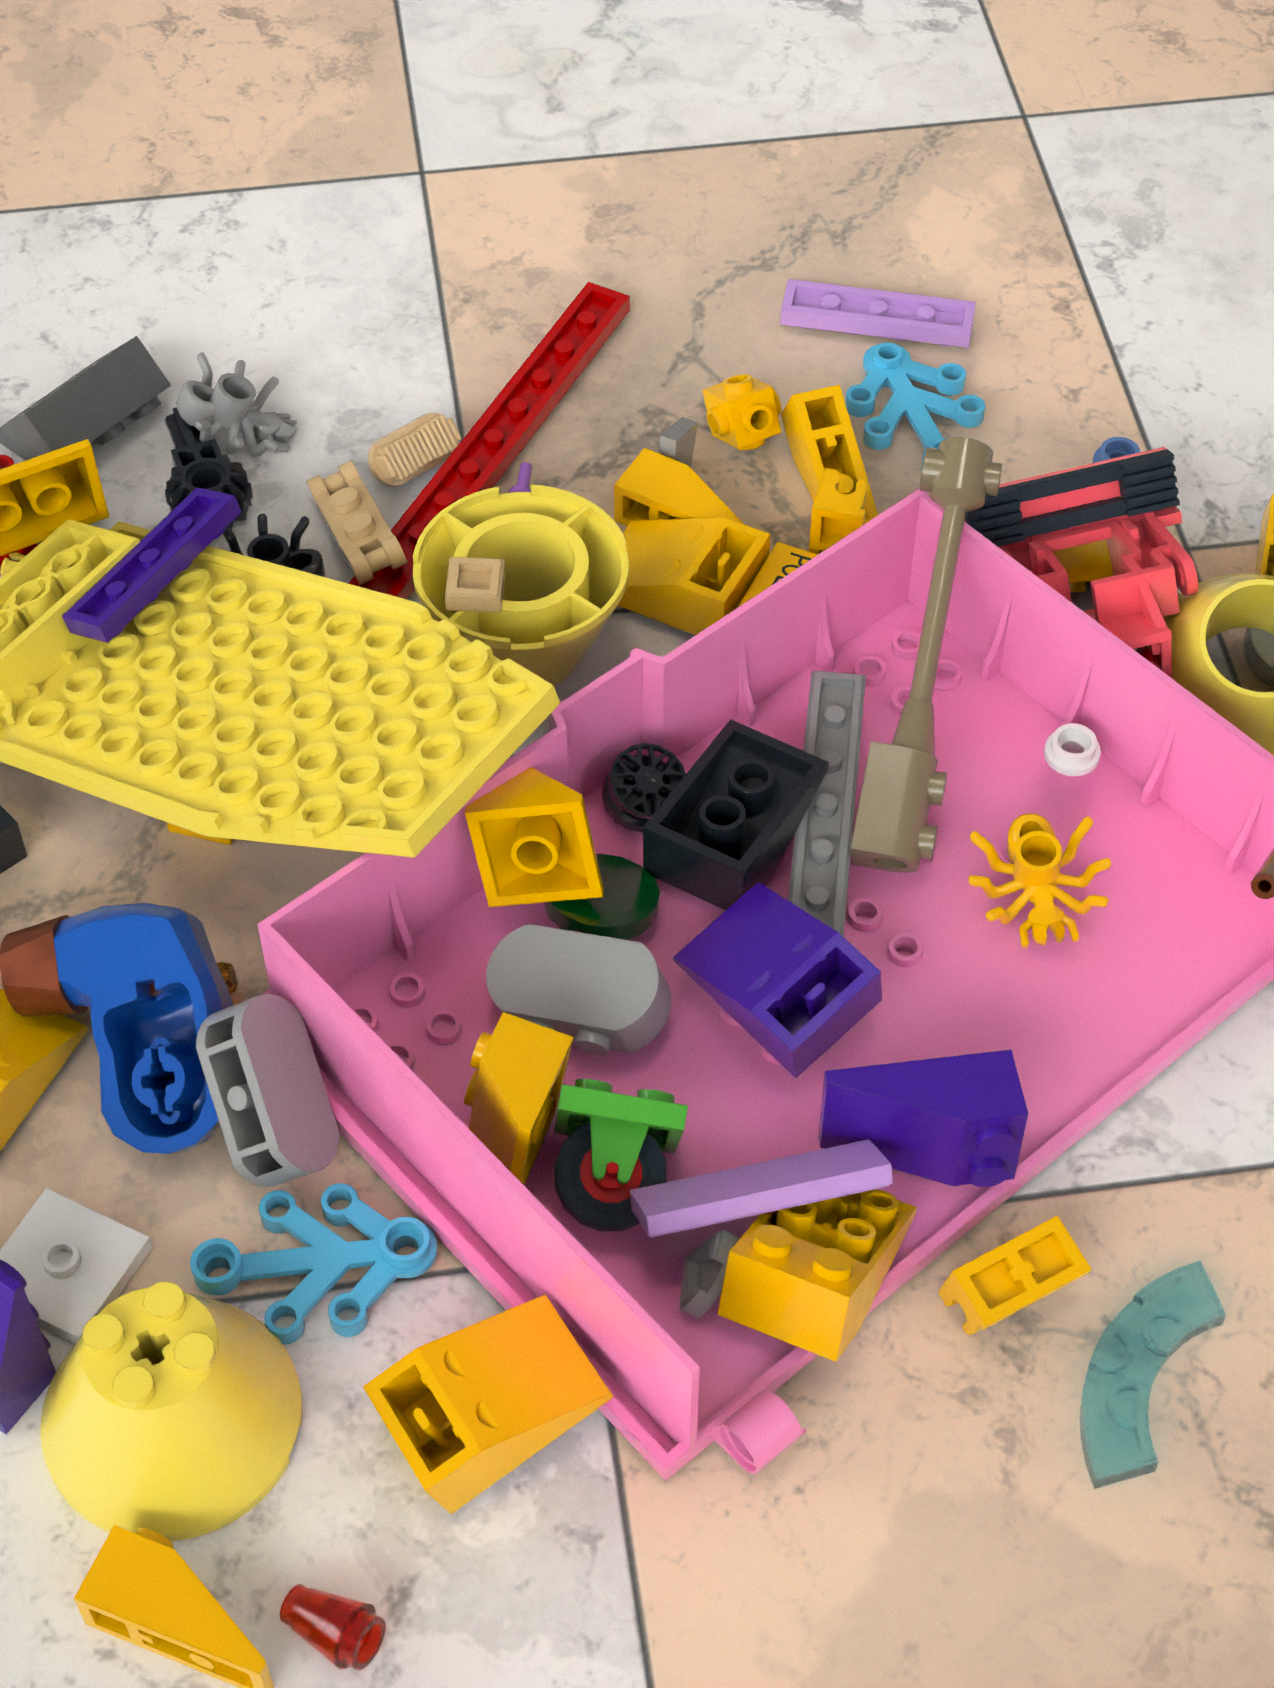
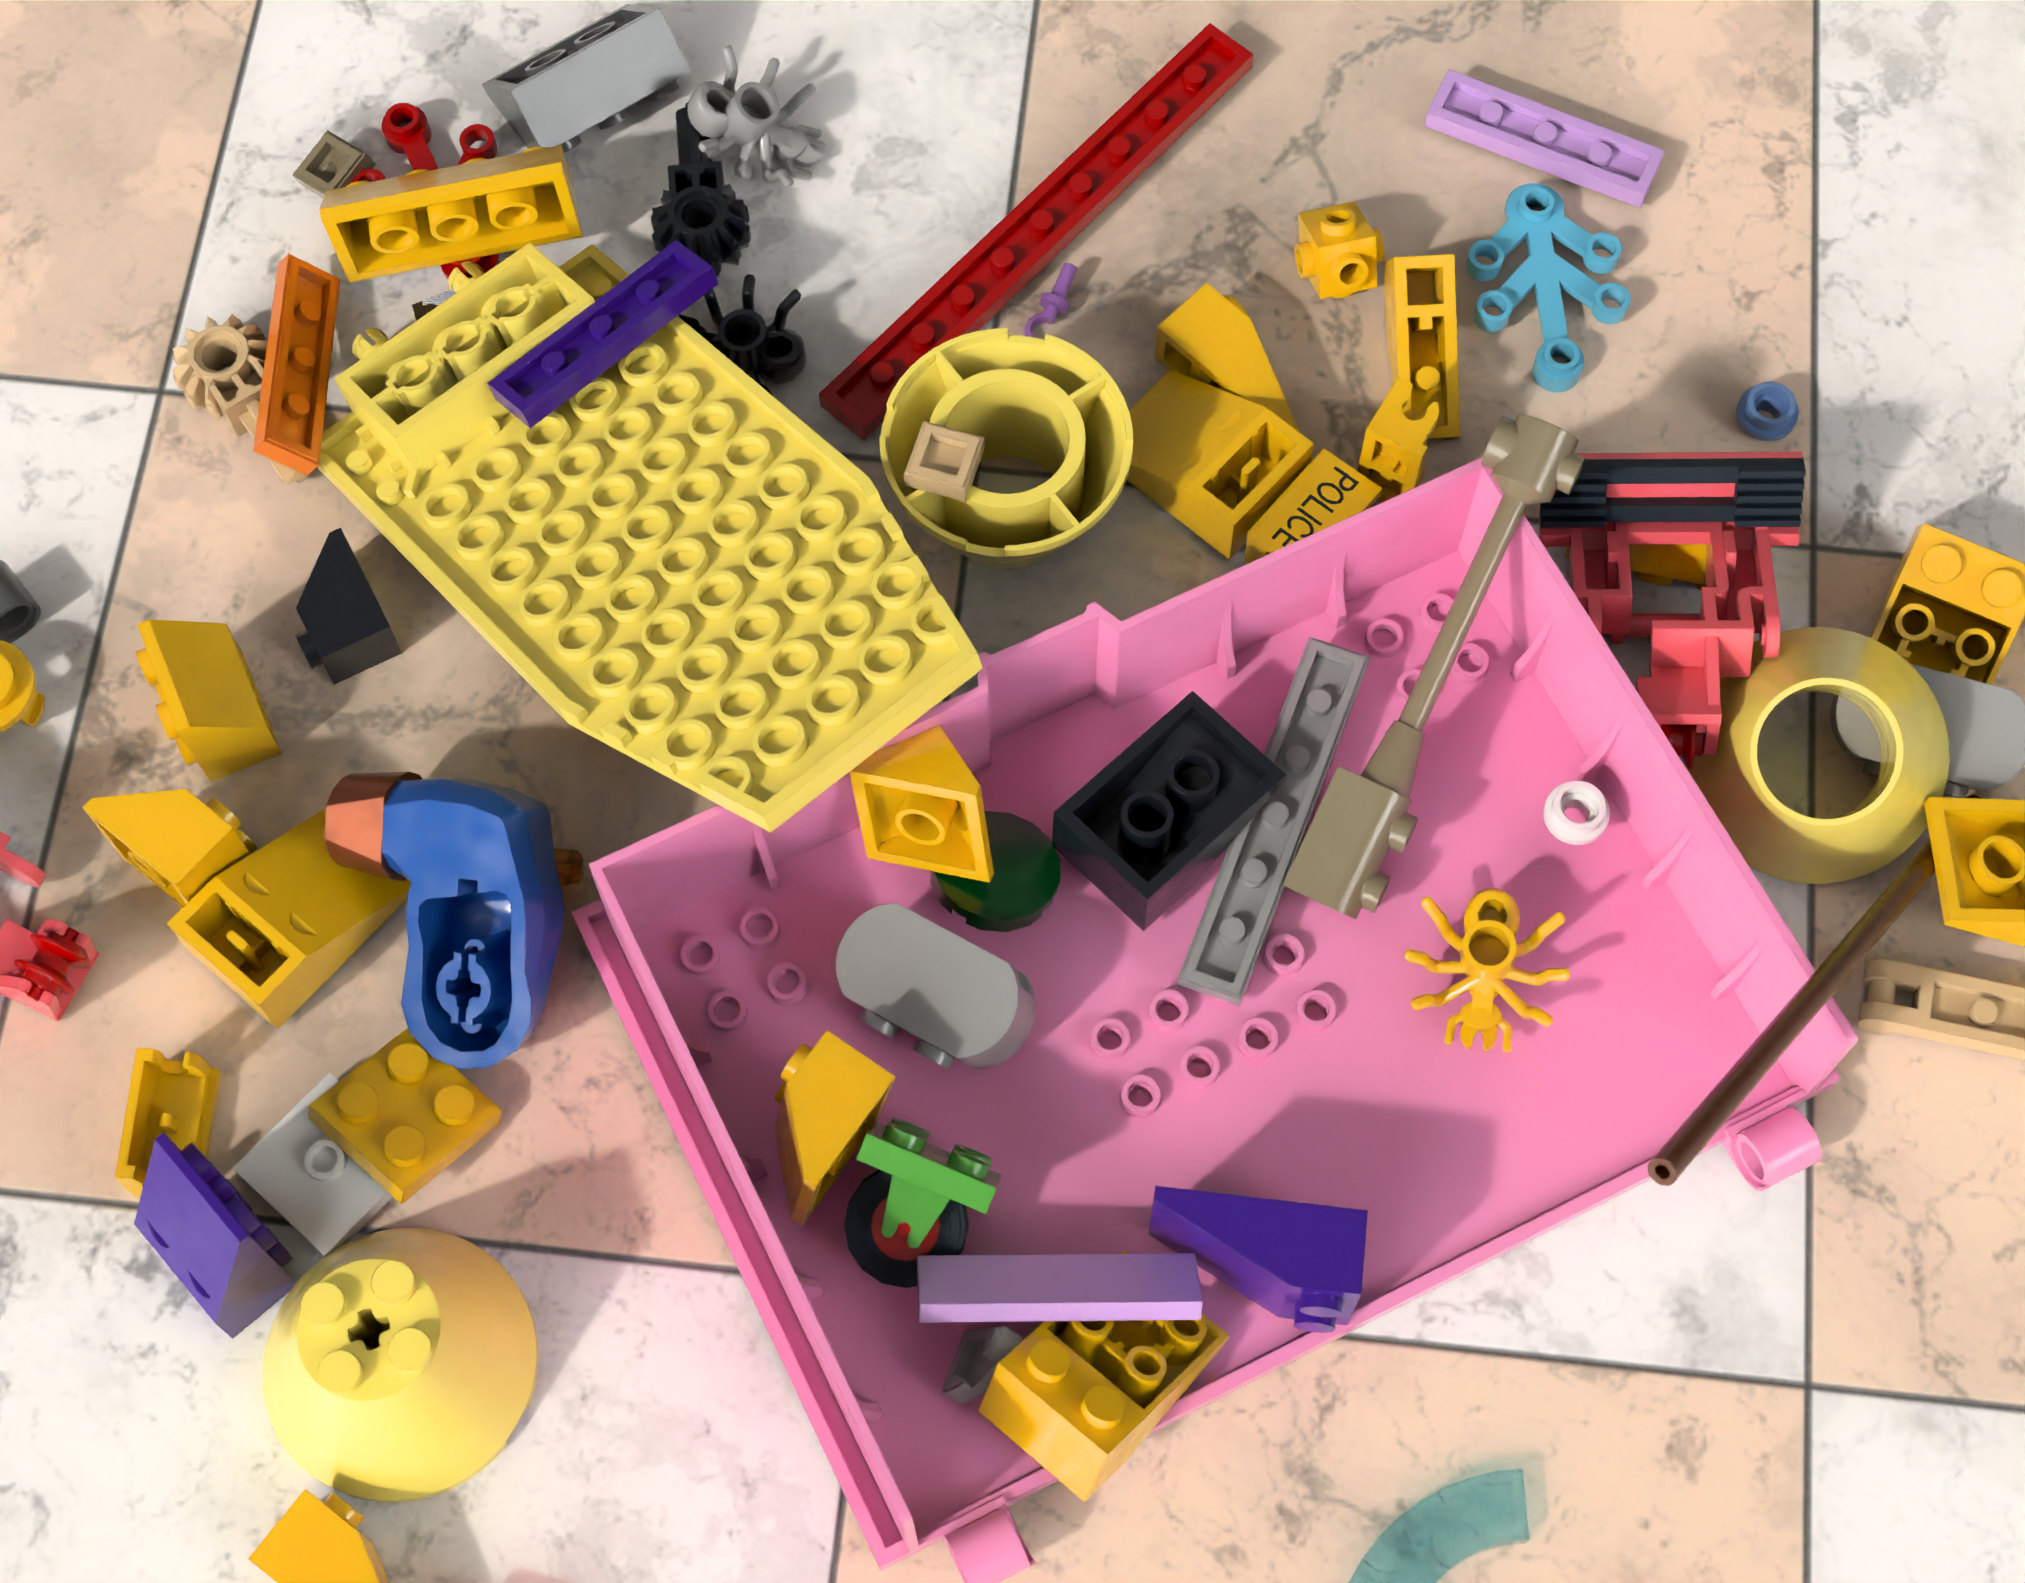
camera: 15 degrees right, 15 degrees up
(125, 1205) = (404, 1116): none -> yellow plate
(267, 1090) = (573, 1031): light grey brick -> none
(324, 1259) = (597, 1226): medium azure plant -> none
(356, 522) = (854, 308): tan plate -> none
(413, 449) = (945, 216): tan piece -> none
(486, 1399) = (712, 1445): yellow slope -> none
(640, 785) = (1077, 742): black wheel -> none
(679, 441) = (1251, 279): light grey tile -> none
(782, 976) = (1155, 1026): dark purple slope -> none
(1014, 1275) = (1312, 1443): yellow hinge -> none

